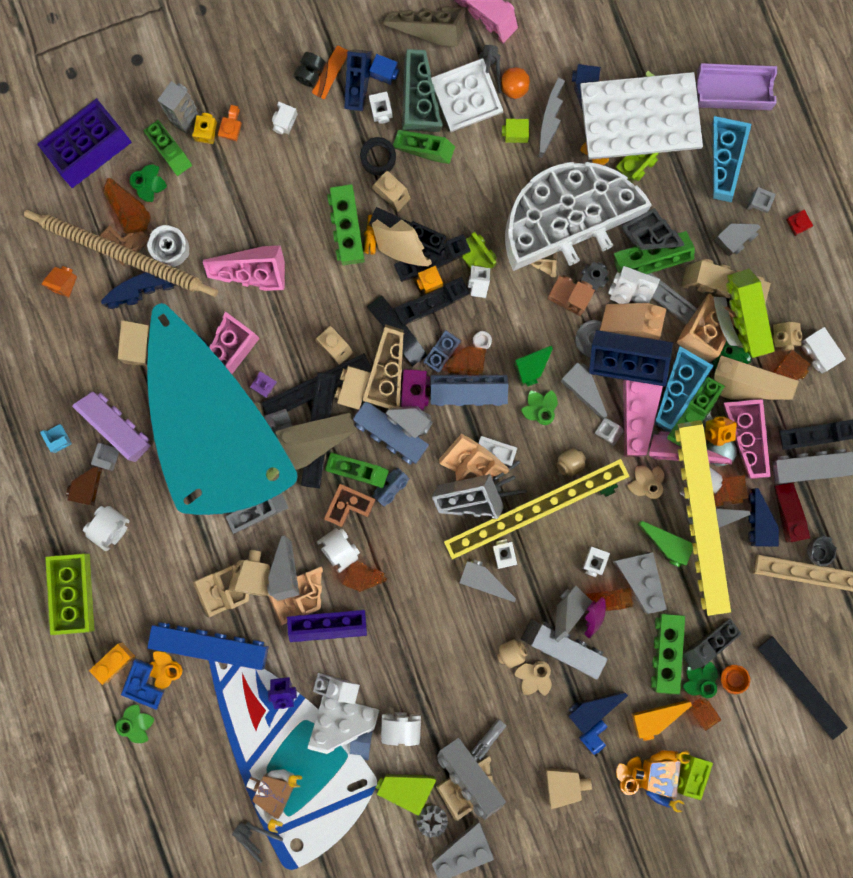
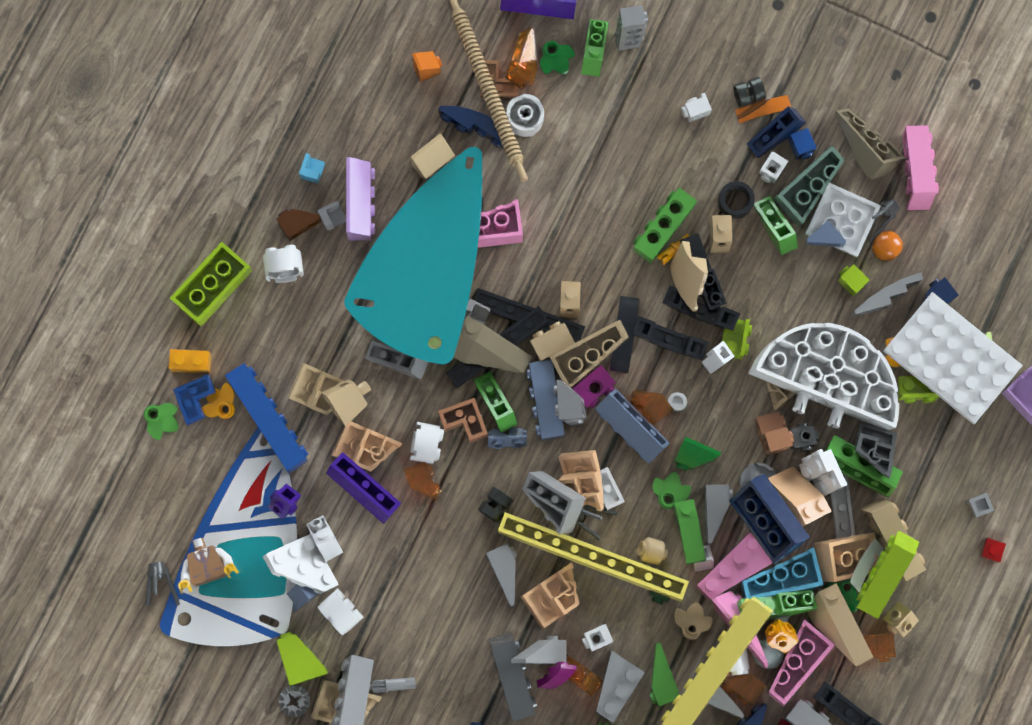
camera: 40 degrees right, 5 degrees down
(207, 134) = (632, 66): yellow brick -> none
(230, 126) = (653, 77): orange plate -> none
(255, 267) = (571, 191): bright pink wedge -> none
(263, 384) = (492, 276): medium lavender tile -> none
(283, 574) = (371, 419): light grey slope -> none
(429, 280) = (683, 321): light orange brick -> none
(430, 535) = (498, 498): none -> pearl dark grey wheel
(442, 351) = (641, 380): sand blue slope -> none
(467, 117) = (826, 236): none -> sand blue slope
(507, 561) = (536, 574): white brick -> none
(512, 653) = (472, 641): tan head -> none
(532, 680) = (467, 676): tan plate -> none
(535, 564) = (552, 597): none -> light nougat slope
(583, 422) = (689, 531): none -> bright green slope
(728, 152) = (988, 449): medium azure wedge -> none
(734, 237) = (935, 511): light grey slope -> none
(822, 350) = (915, 656): white brick -> none

